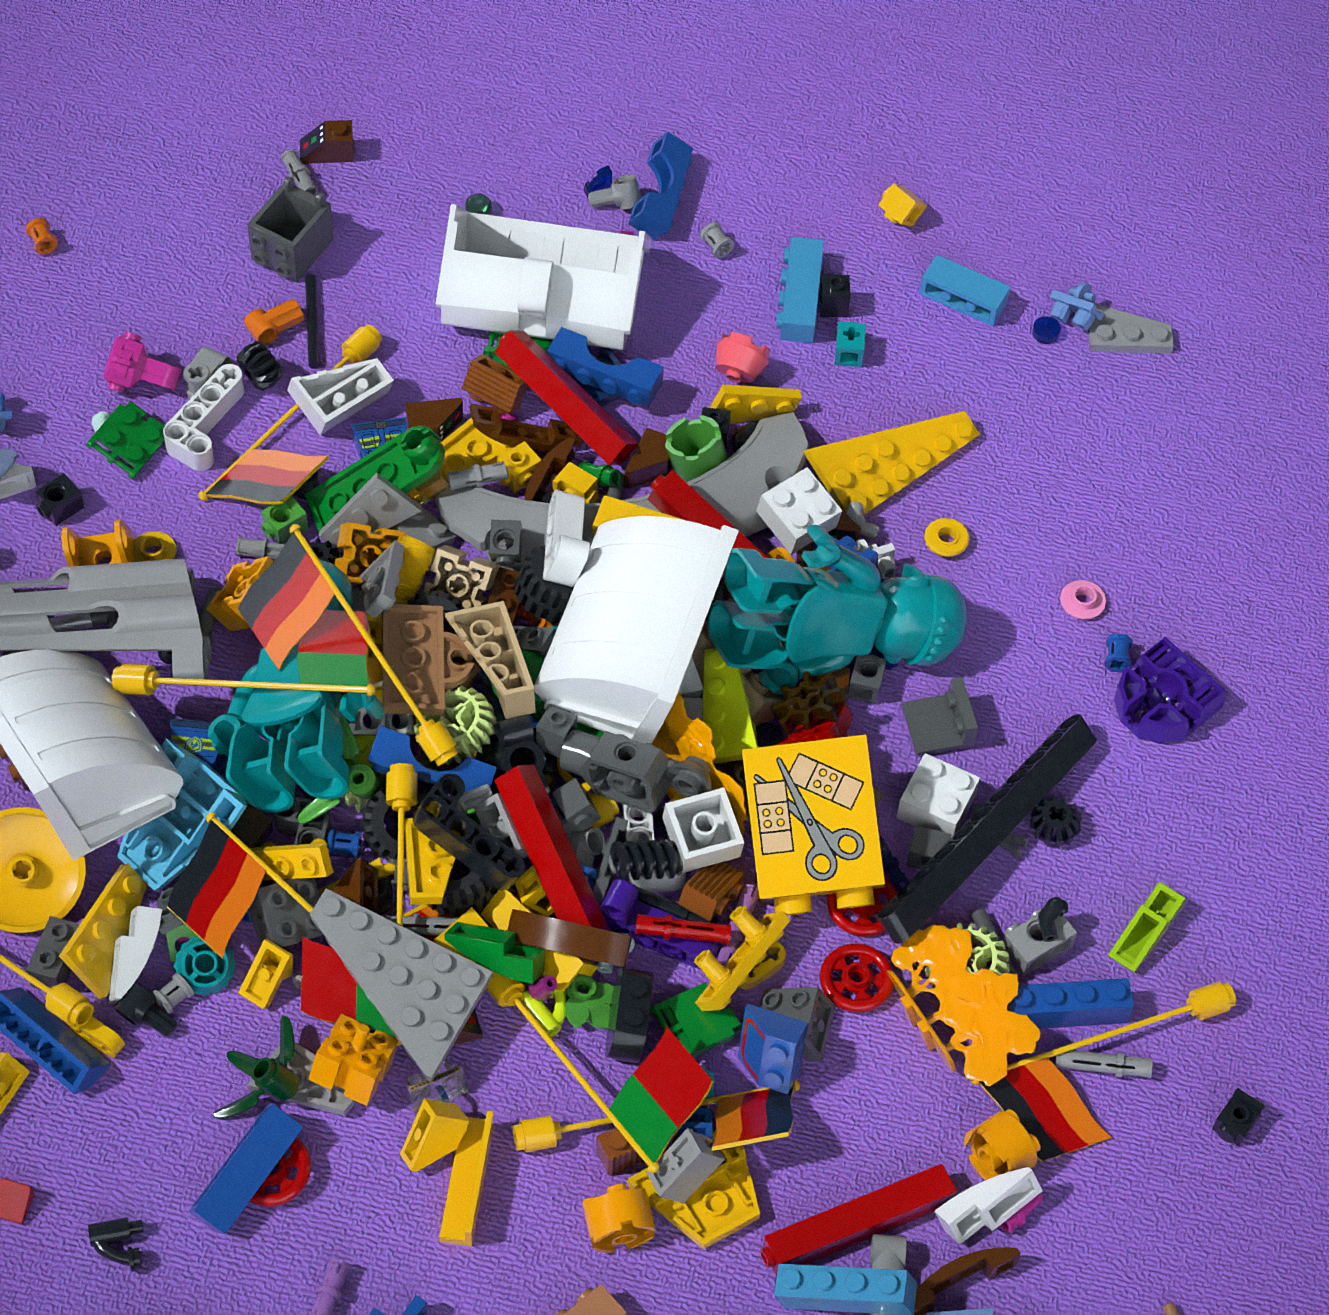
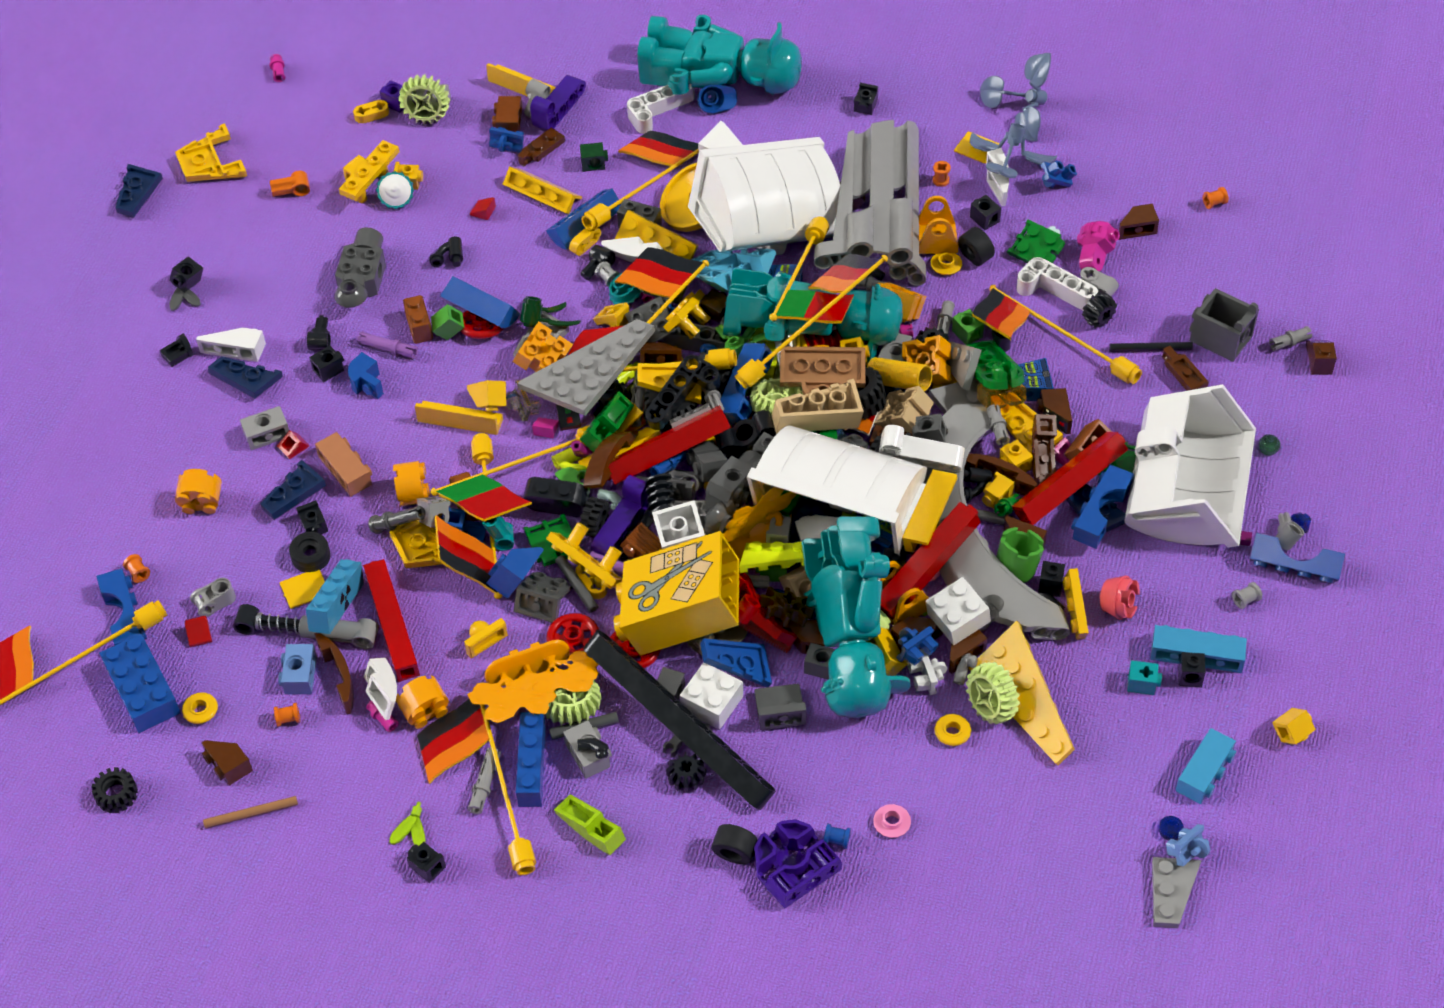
camera: 100 degrees right, 5 degrees down
(84, 320) = (1139, 222): none -> reddish brown slope
(134, 504) = (976, 246): none -> black tyre
(267, 324) = (1144, 319): orange piece -> none
(272, 1264) = (418, 319): none -> dark orange brick
(283, 1215) = (447, 322): none -> bright green brick
(339, 393) = (1074, 352): white wedge -> none
(358, 285) = (1183, 370): none -> reddish brown hinge
(382, 579) = (883, 348): light grey wing -> none
(481, 1054) = (545, 427): none -> dark pink slope
(664, 958) = (594, 515): none -> black tyre
(682, 929) = (613, 516): red pin -> none
(692, 1239) = (391, 520): none -> dark grey pin
(771, 979) = (576, 583): none -> dark grey piece
(873, 1089) = (484, 636): none -> yellow tile
(887, 767) = (738, 658): none -> blue wing
(891, 864) = (673, 660): clear blue piece -> none
(905, 483) = (992, 693): none -> yellowish green gear
(1157, 754) = (734, 844): none -> black tyre
(1181, 1149) = (411, 823): none -> lime piece

